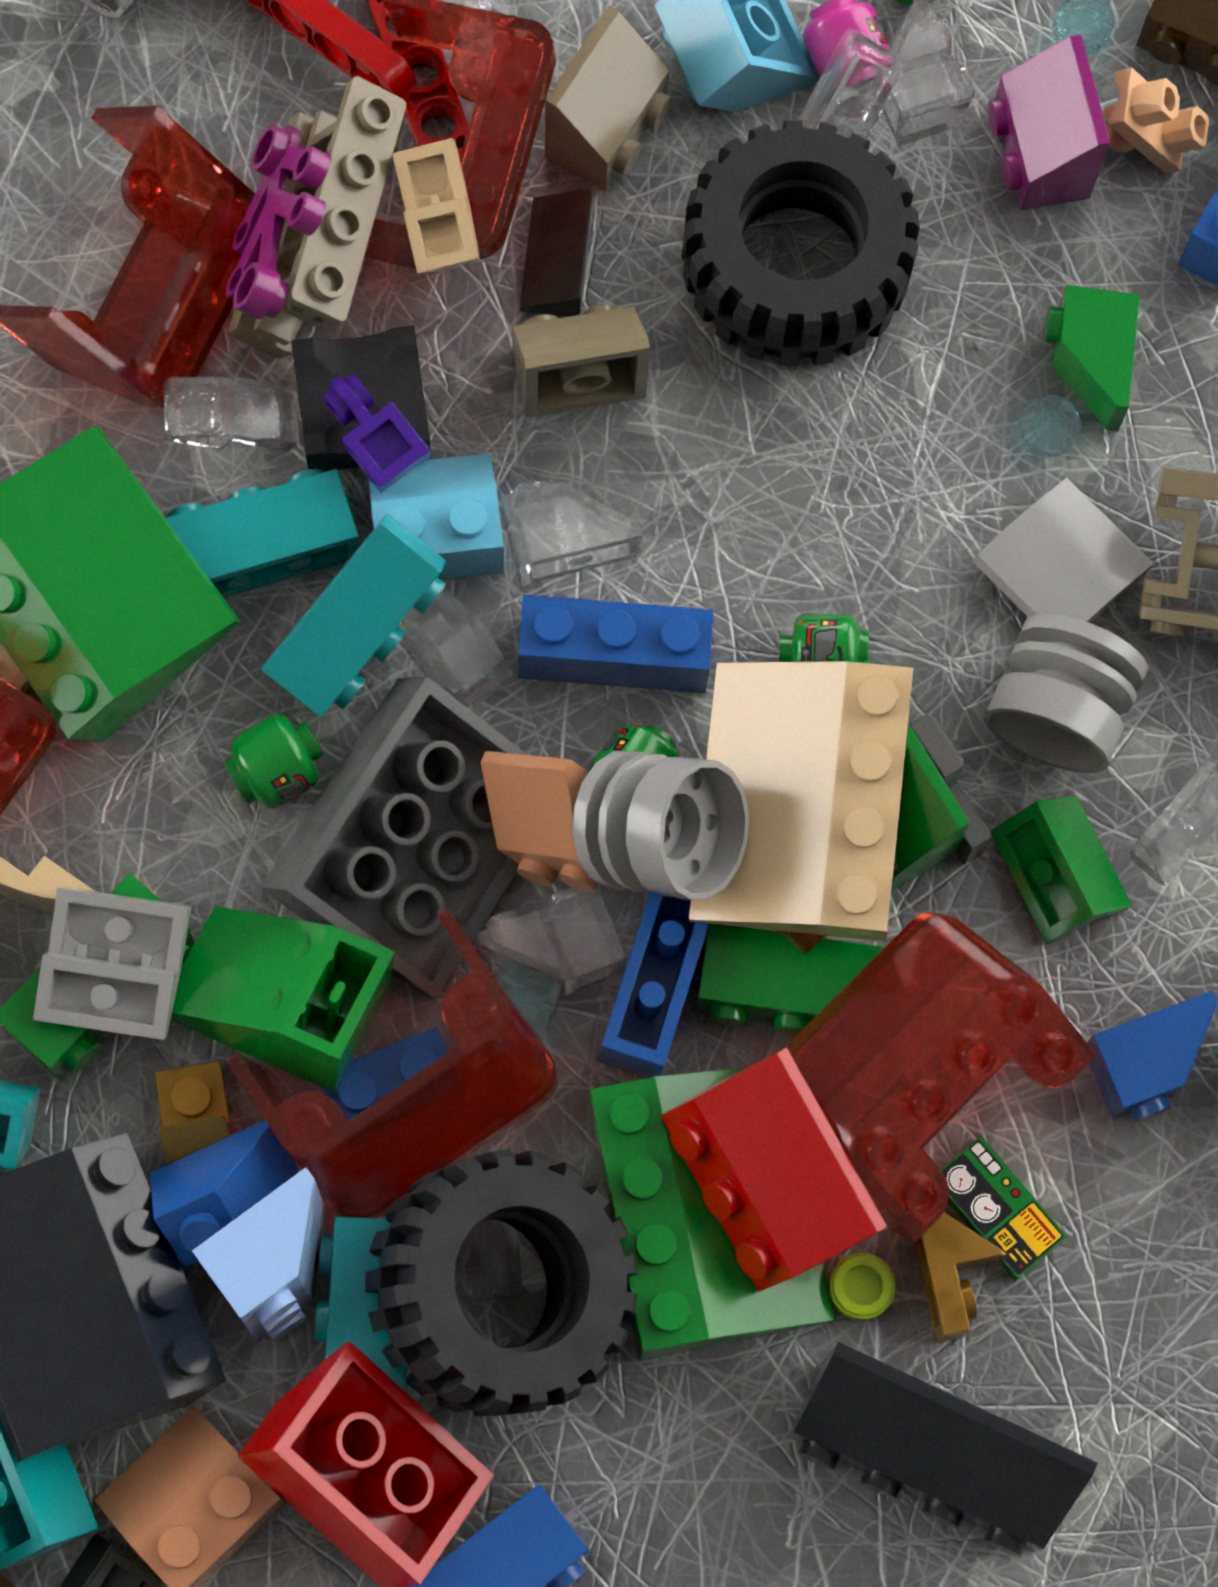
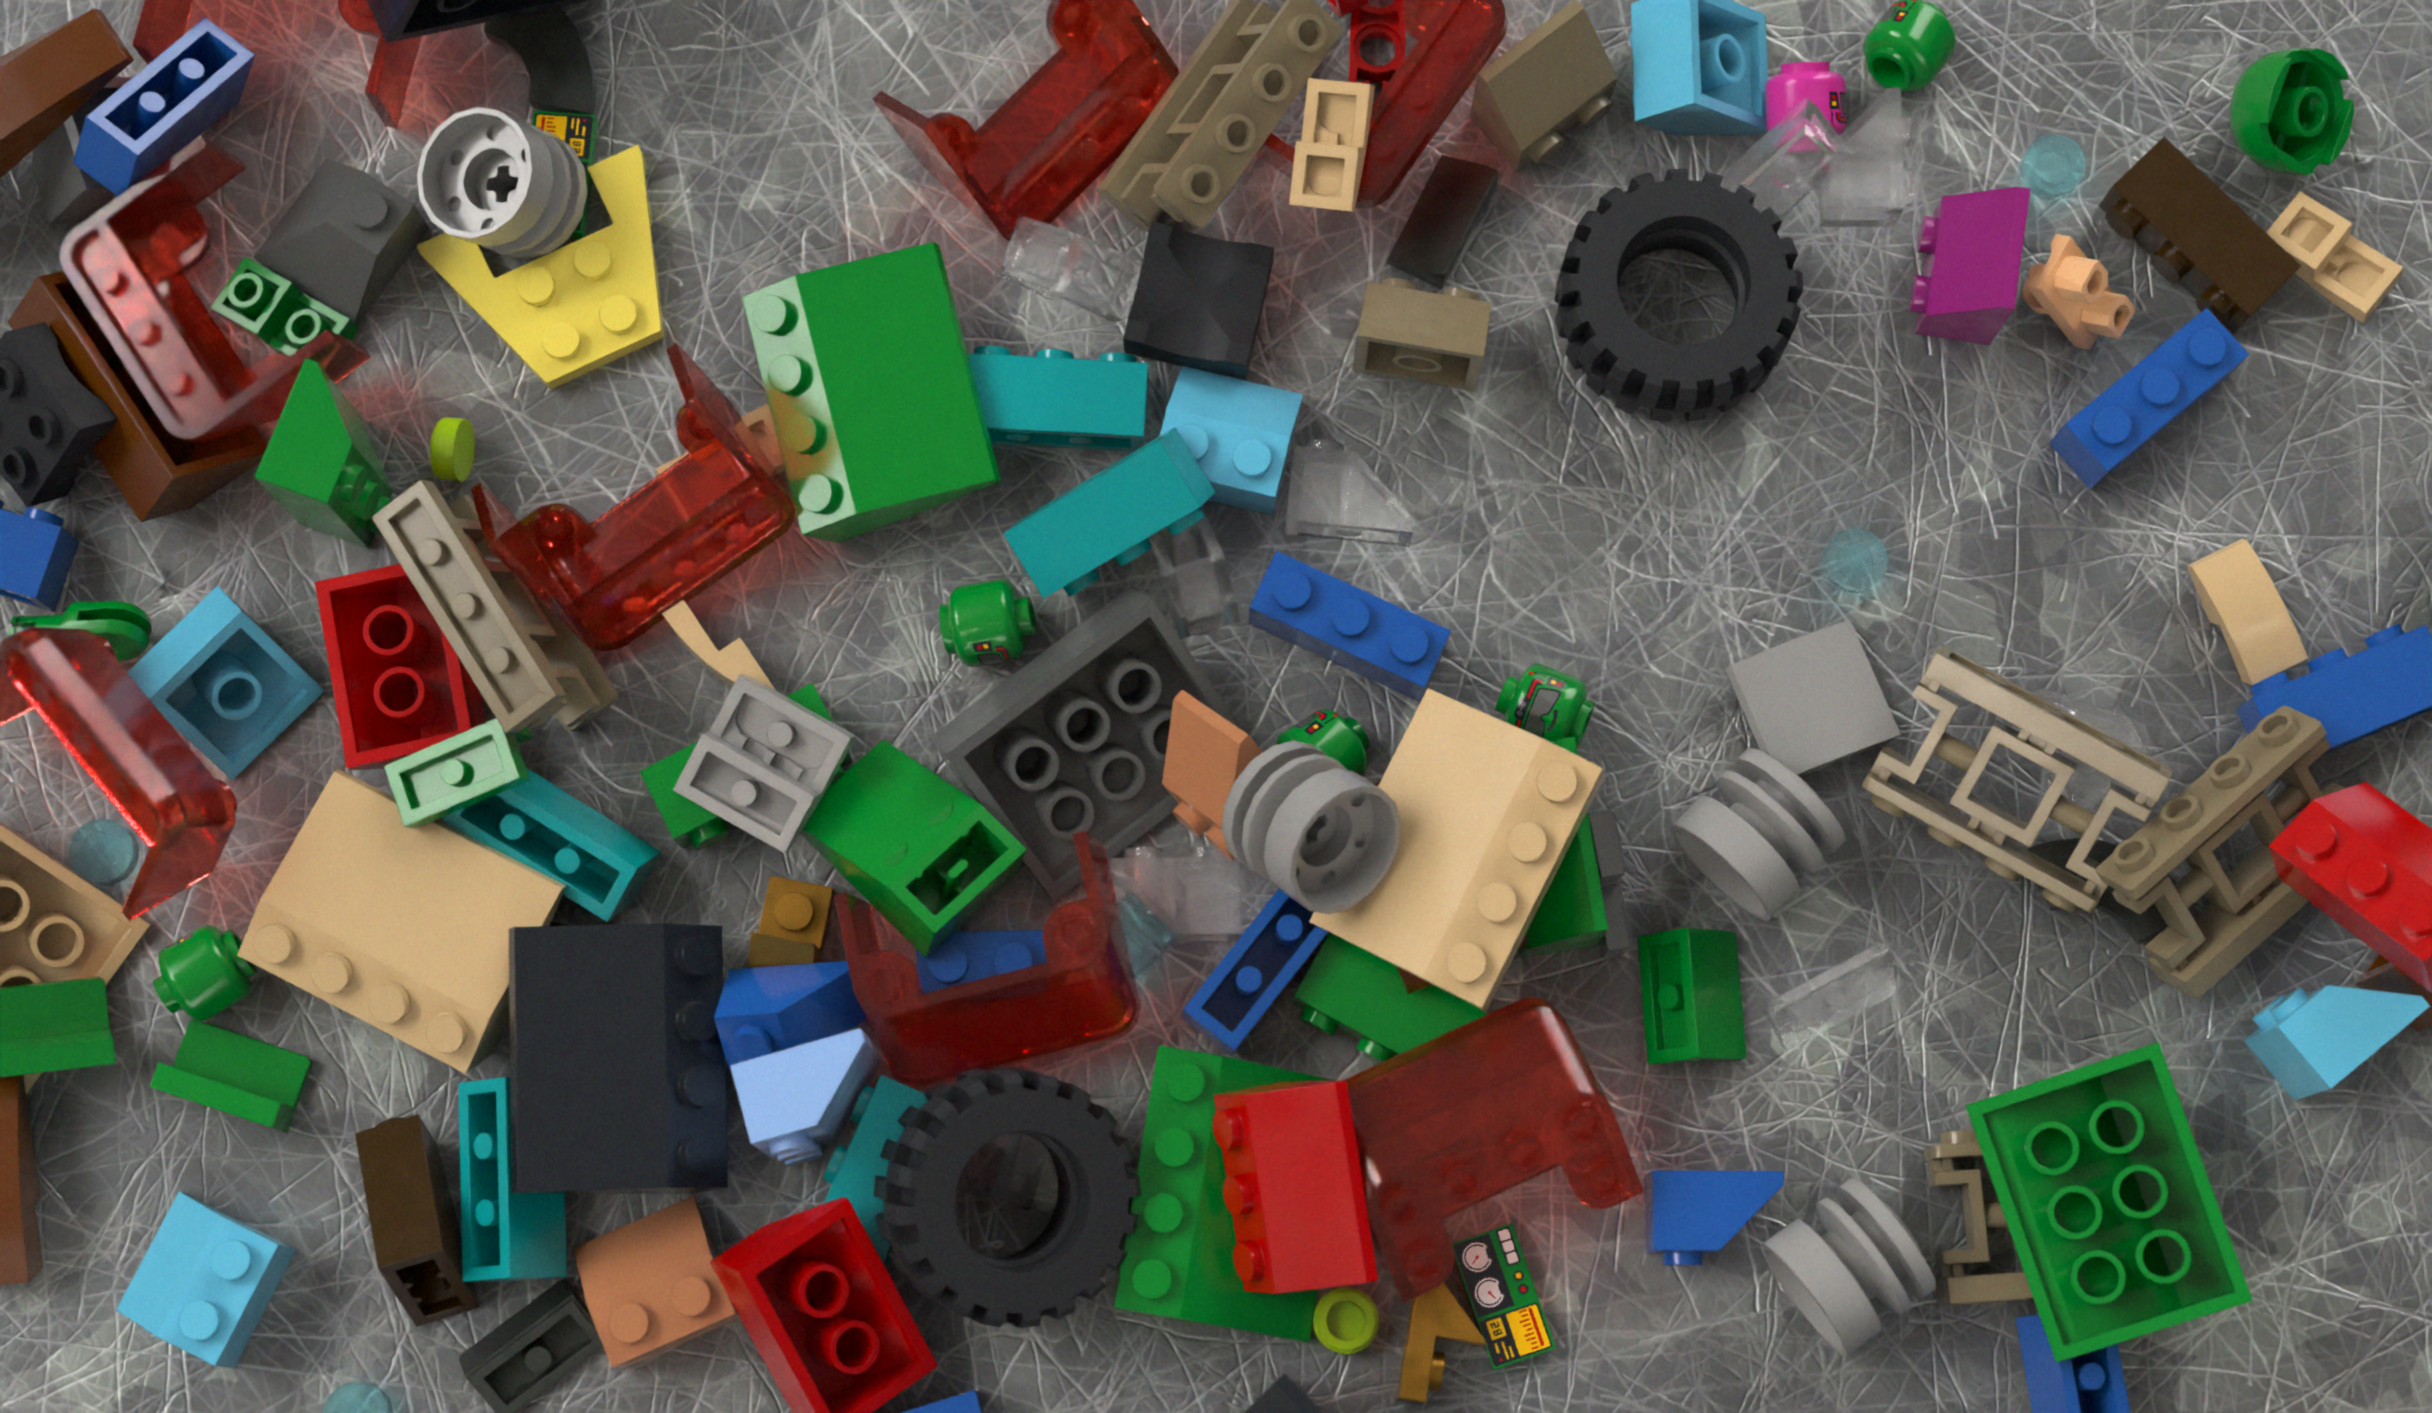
camera: 25 degrees right, 5 degrees up
(278, 157) = (1202, 37): magenta plant -> none
(382, 443) = (1198, 355): dark purple plate -> none
(1095, 348) = (1929, 500): green slope -> none

